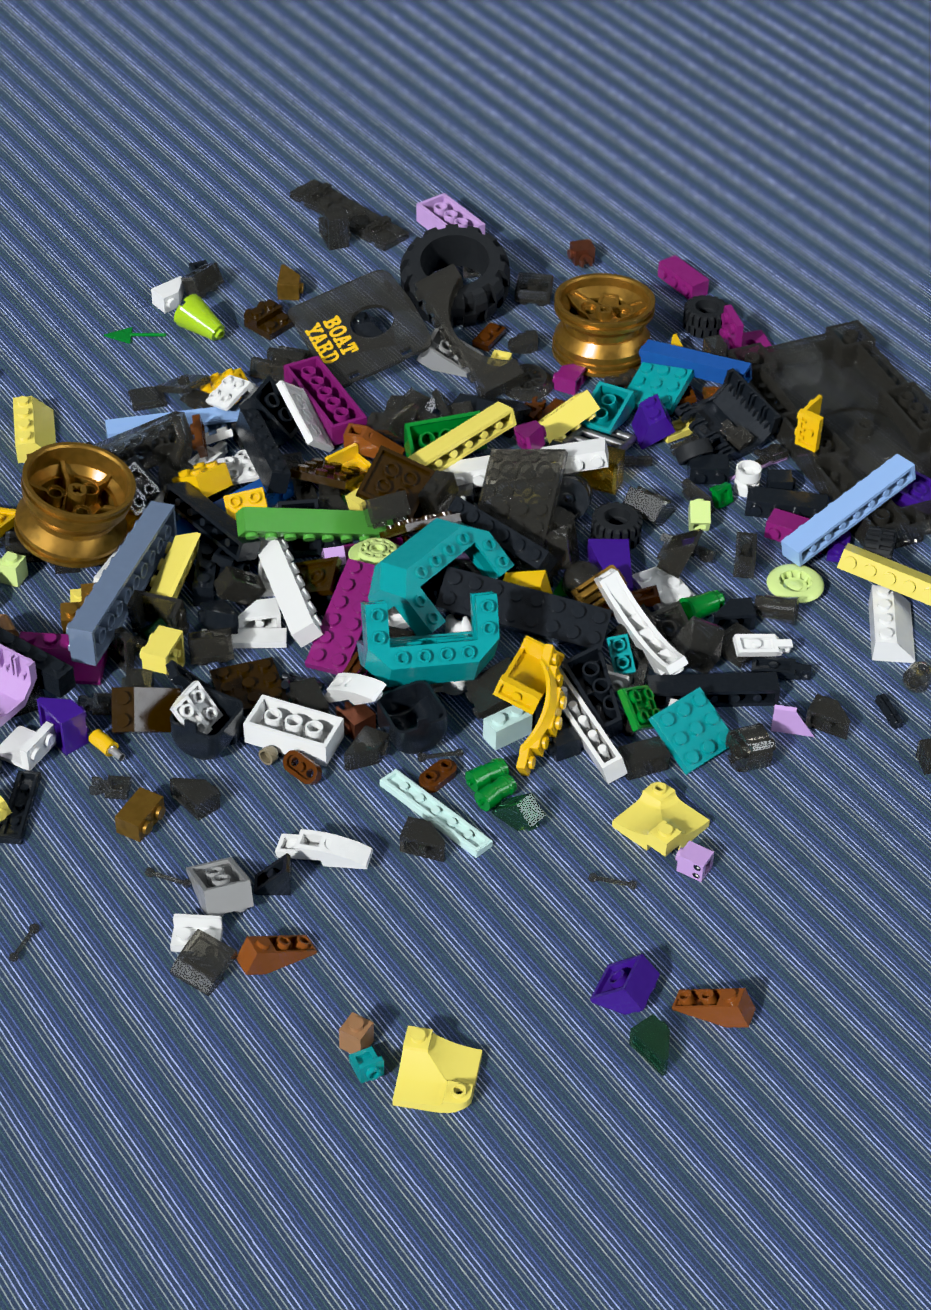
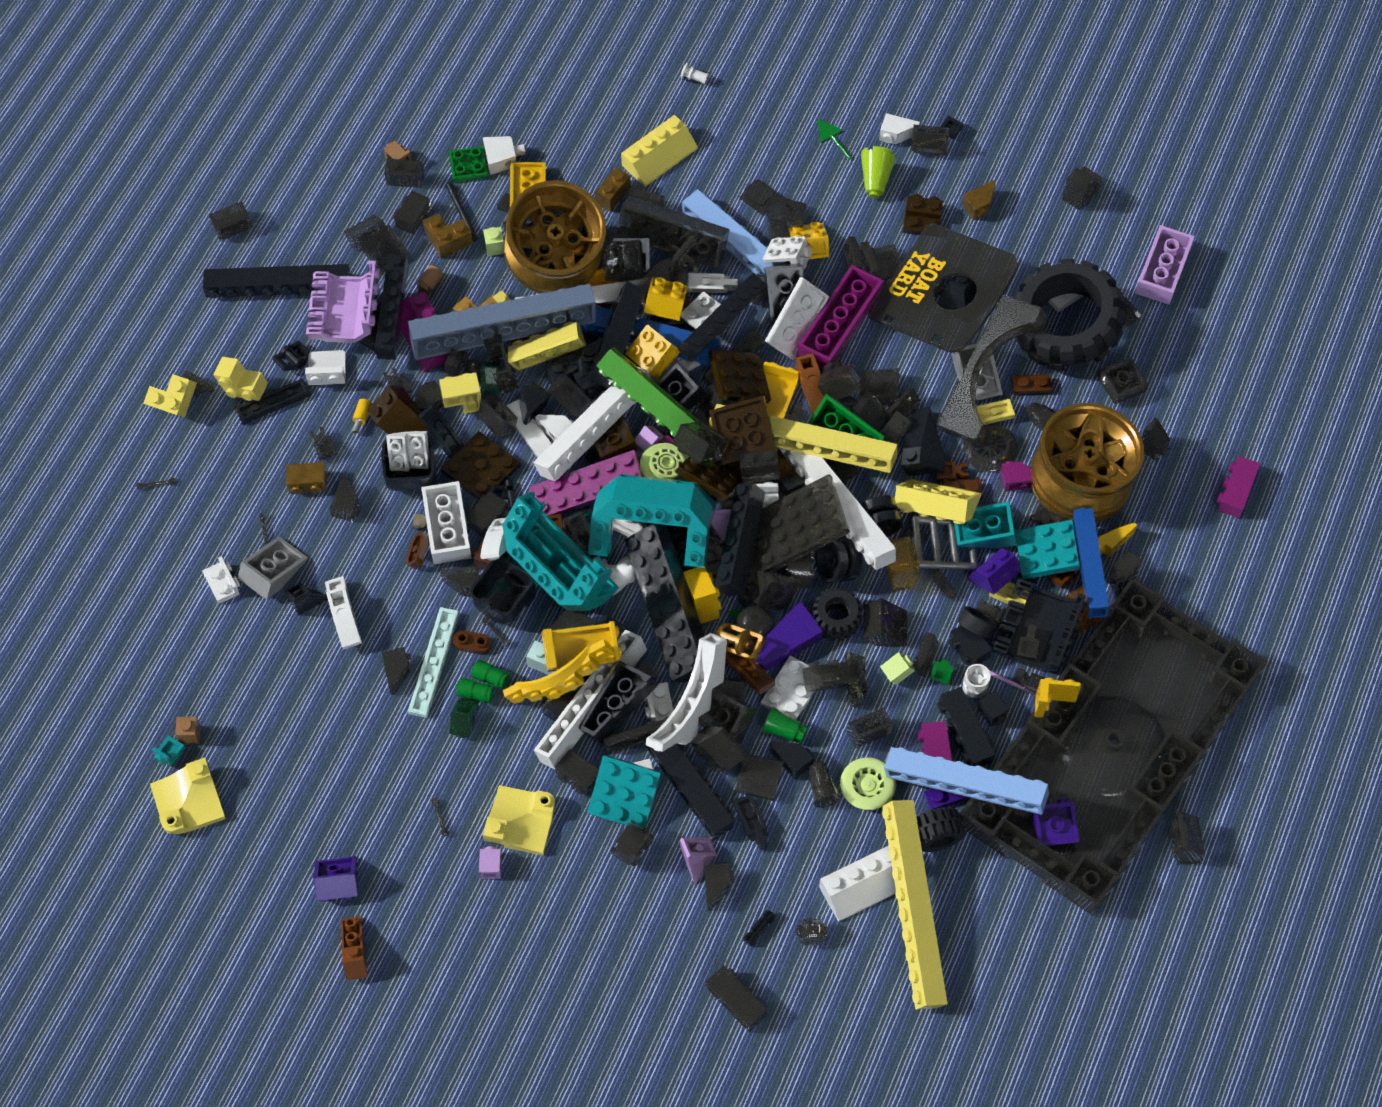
camera: 60 degrees right, 20 degrees up
(68, 722) = (352, 377): dark purple slope -> none
(198, 430) = (718, 263): reddish brown plate -> none
(203, 962) = (198, 599): clear smoke slope -> none
(222, 433) = (732, 270): white plate -> none
(270, 953) = (233, 638): dark orange slope -> none
(364, 222) = (1121, 201): clear smoke piece -> none
(530, 435) = (863, 493): magenta slope -> none
(582, 252) = (1209, 388): copper brick -> none
(621, 654) = (669, 700): teal slope -> none
(638, 706) = (621, 740): green tile -> none
(651, 1041) = (293, 924): clear green slope -> none
(703, 316) = (1192, 522): black tyre -> none
(733, 332) = (1173, 576): magenta bracket -> none
(760, 645) = (758, 793): white hinge -> none

